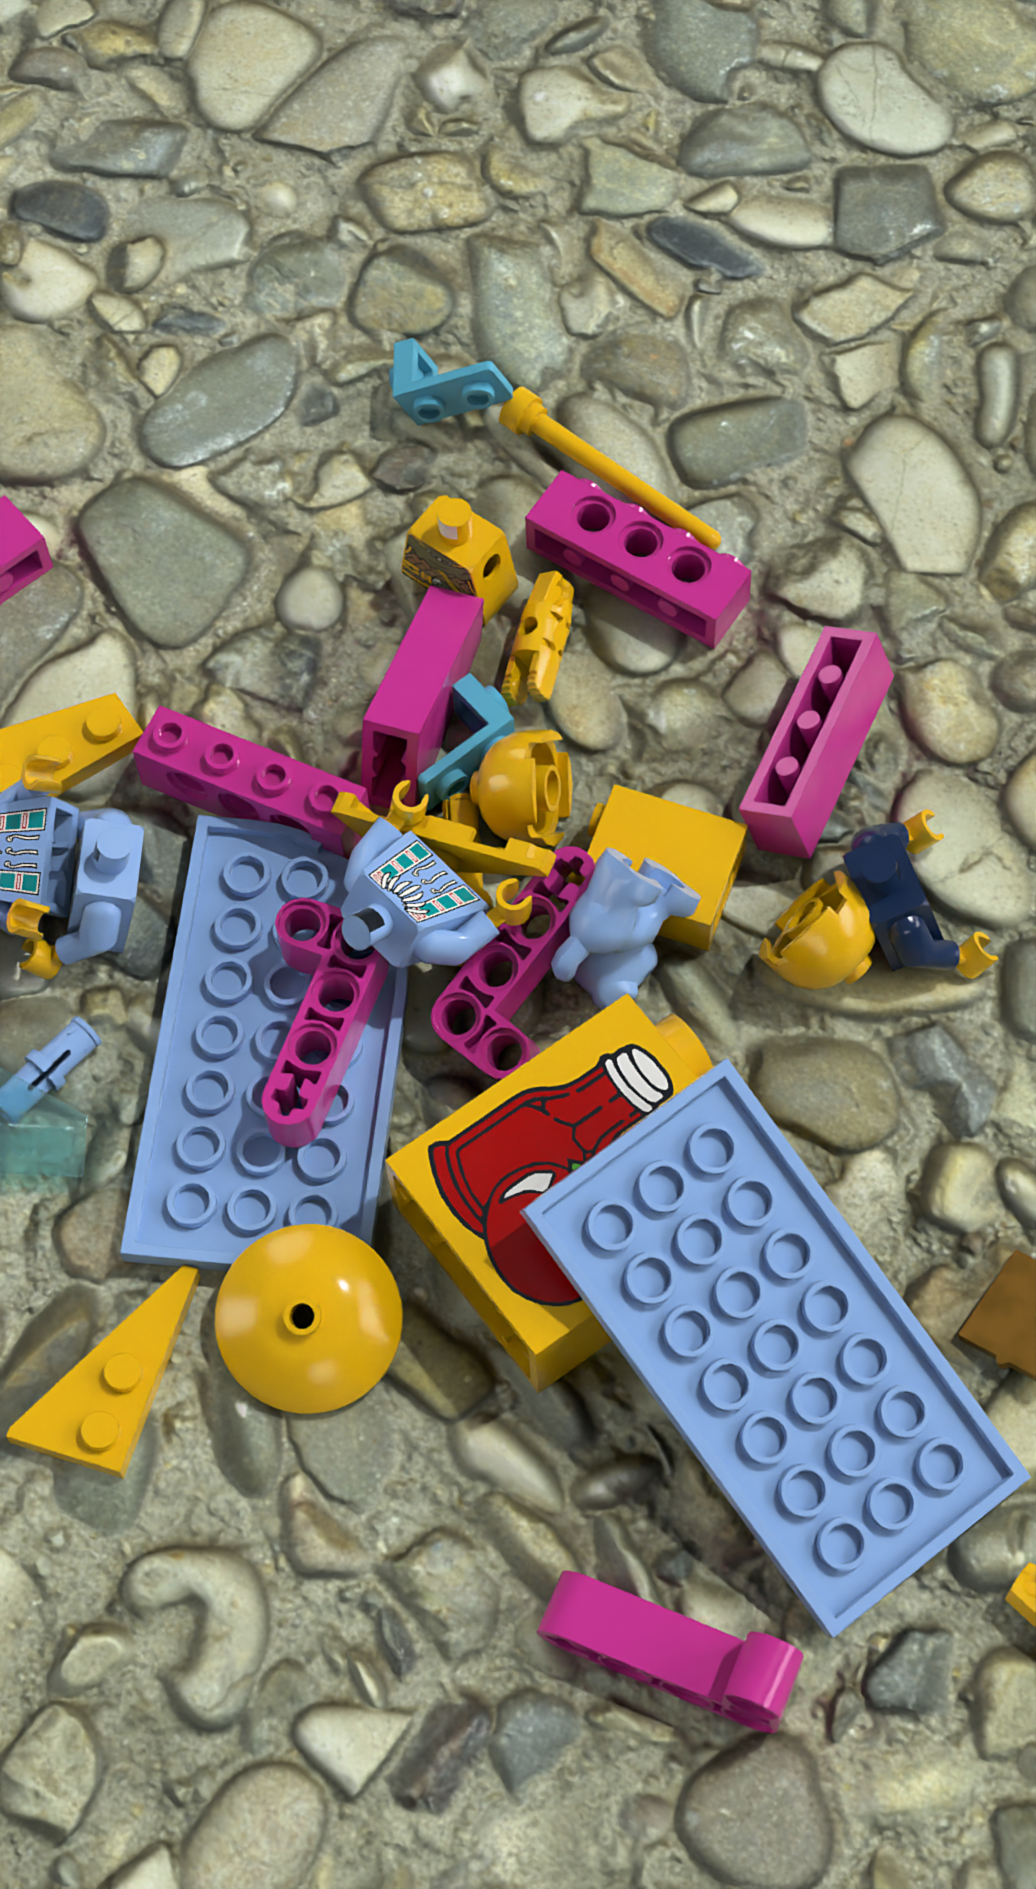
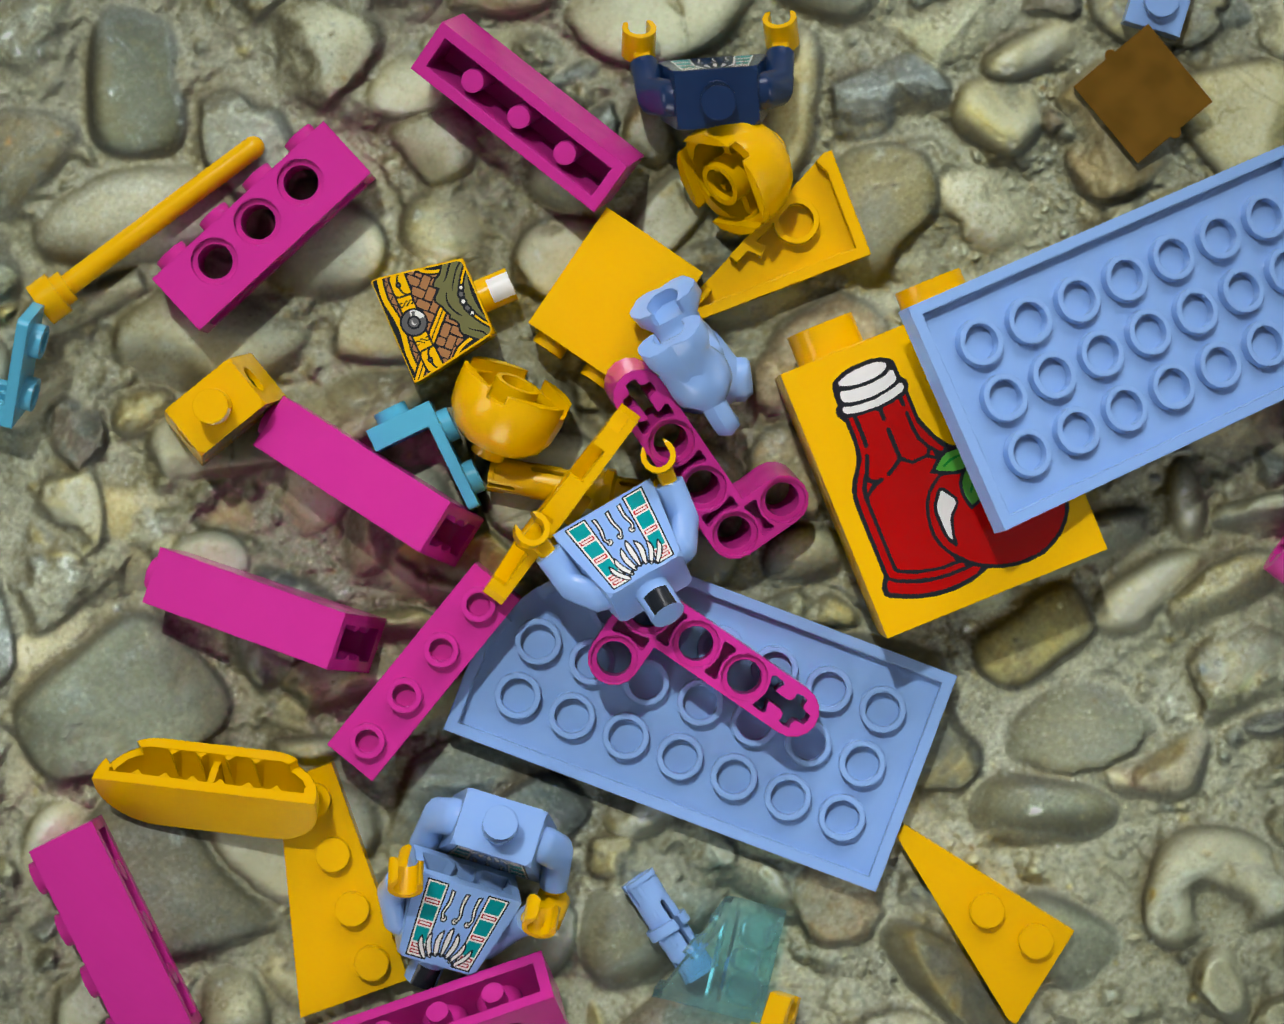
camera: 80 degrees left, 25 degrees up
(96, 631) = (211, 788): none -> yellow brick
(275, 641) = (263, 611): none -> dark pink slope
(353, 1325) = (949, 728): yellow dish -> none
(539, 641) = (332, 349): yellow hinge -> none
(601, 719) = (441, 313): none -> torso
(771, 1022) = (802, 240): none -> yellow wing

